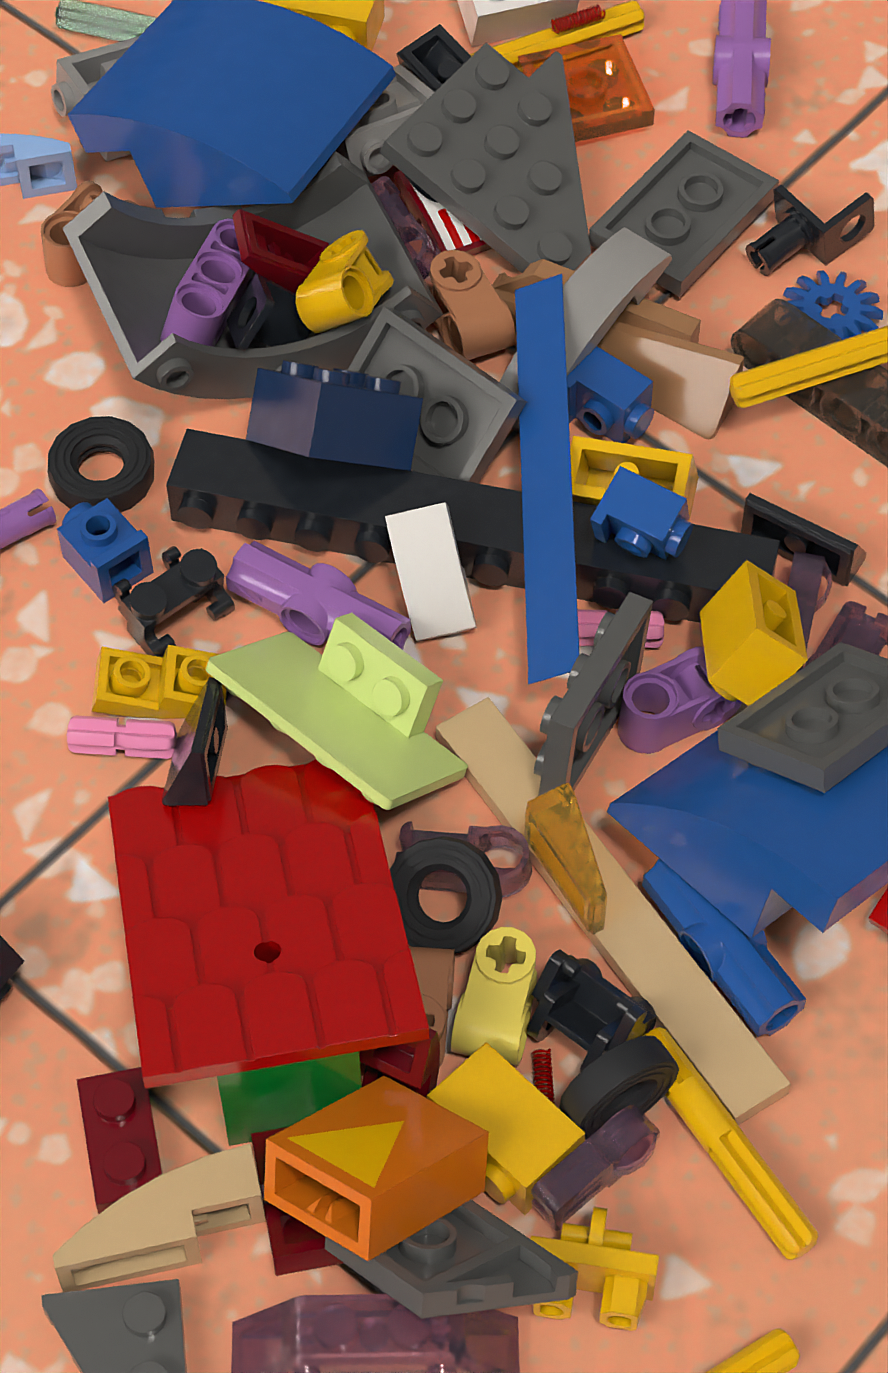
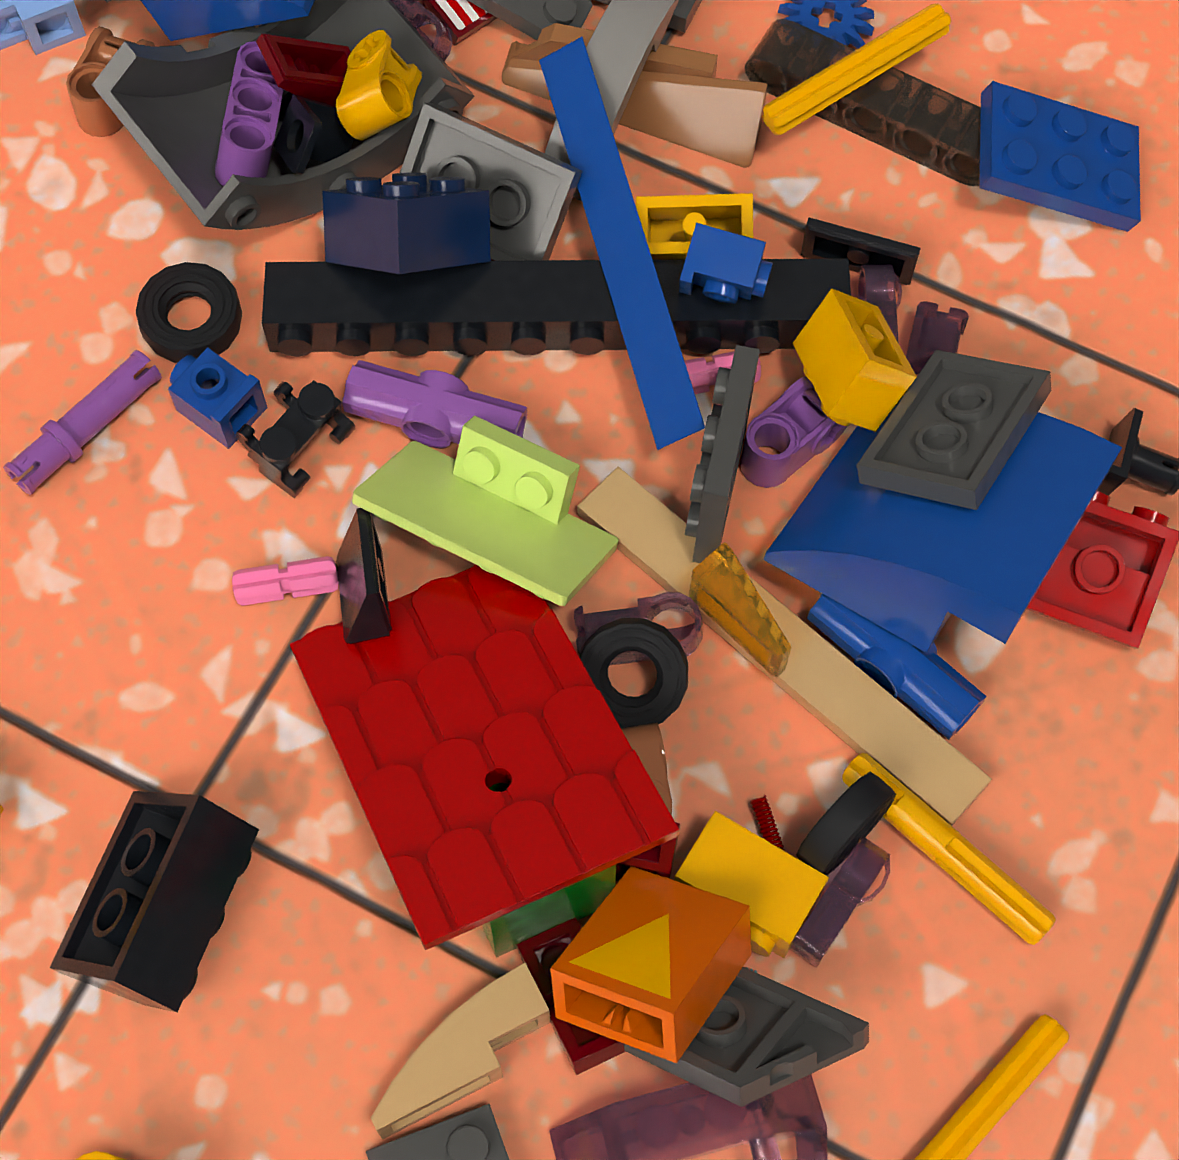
camera: 15 degrees left, 10 degrees up
(118, 1134) = (395, 977): dark red plate -> none
(149, 684) = (298, 521): yellow slope -> none
(431, 572) = (535, 357): white slope -> none
(473, 314) = (502, 90): nougat piece -> none
(497, 1003) = (709, 769): light yellow piece -> none
(586, 1007) = (796, 753): black piece -> none
(603, 1267) = (895, 1002): yellow hips -> none
(610, 397) = (653, 146): blue brick -> none

